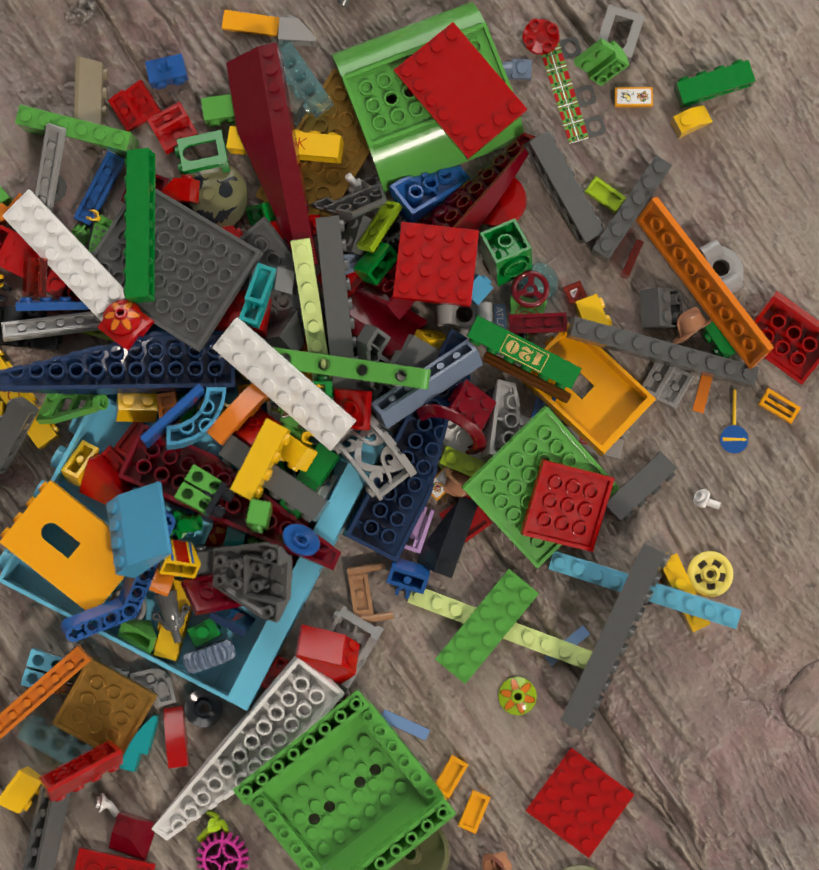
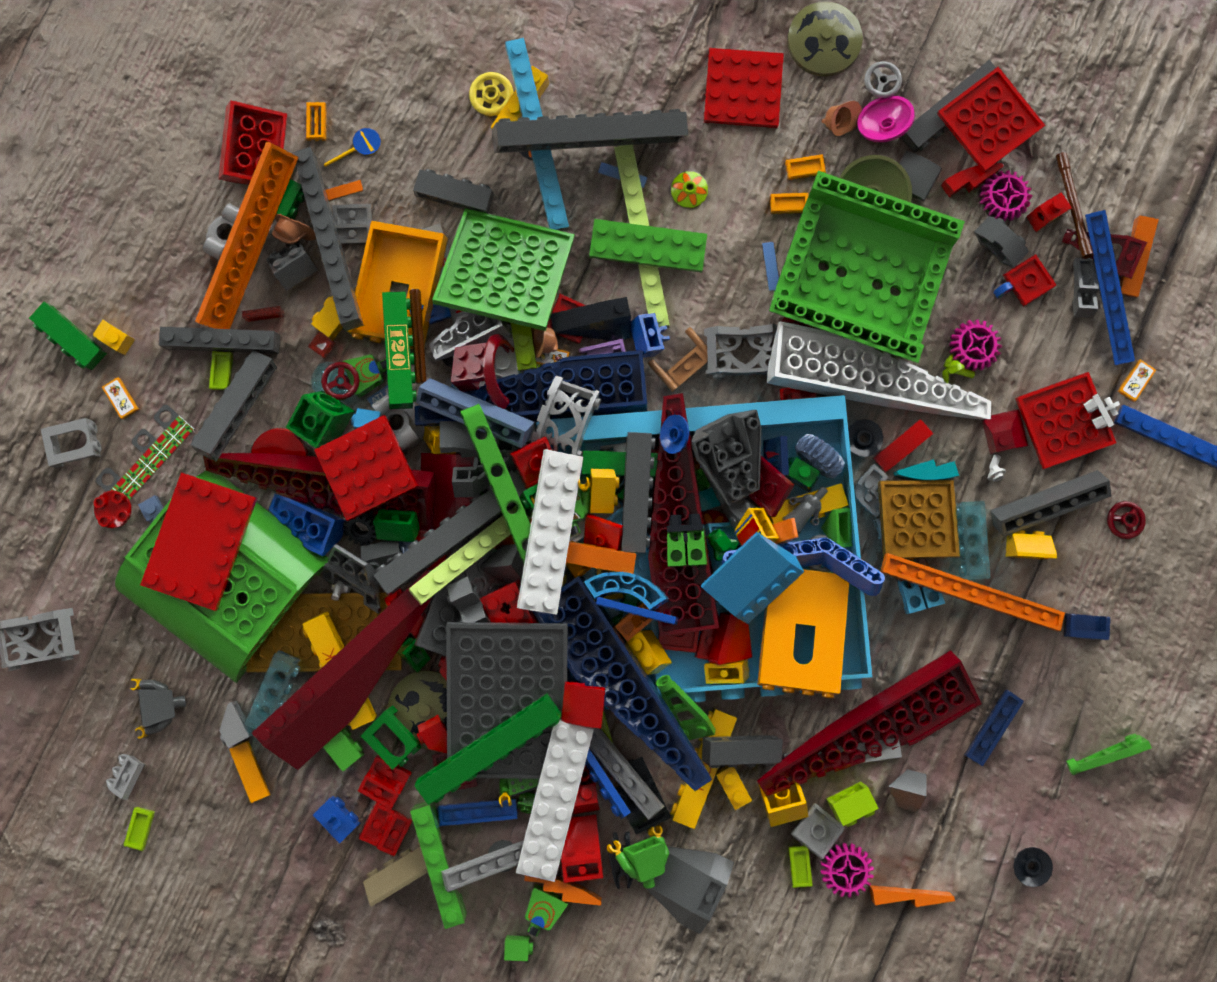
camera: 125 degrees left, 0 degrees up
(34, 276) = (590, 816): clear red slope -> none
(81, 770) = (982, 503): red slope -> none
(125, 323) = (584, 706): red dish -> none
(258, 295) = (486, 603): teal slope -> none
(259, 516) = (677, 480): bright green brick -> none
(260, 460) = (628, 510): yellow brick -> none
(328, 652) = (753, 357): red slope -> none
(379, 226) = (364, 542): lime plate -> none
(538, 323) = (365, 355): dark red plate -> none
(567, 505) = (506, 238): red plate -> none
(602, 61) = (102, 439): bright green brick -> none
(702, 499) = (432, 136): white plate -> none

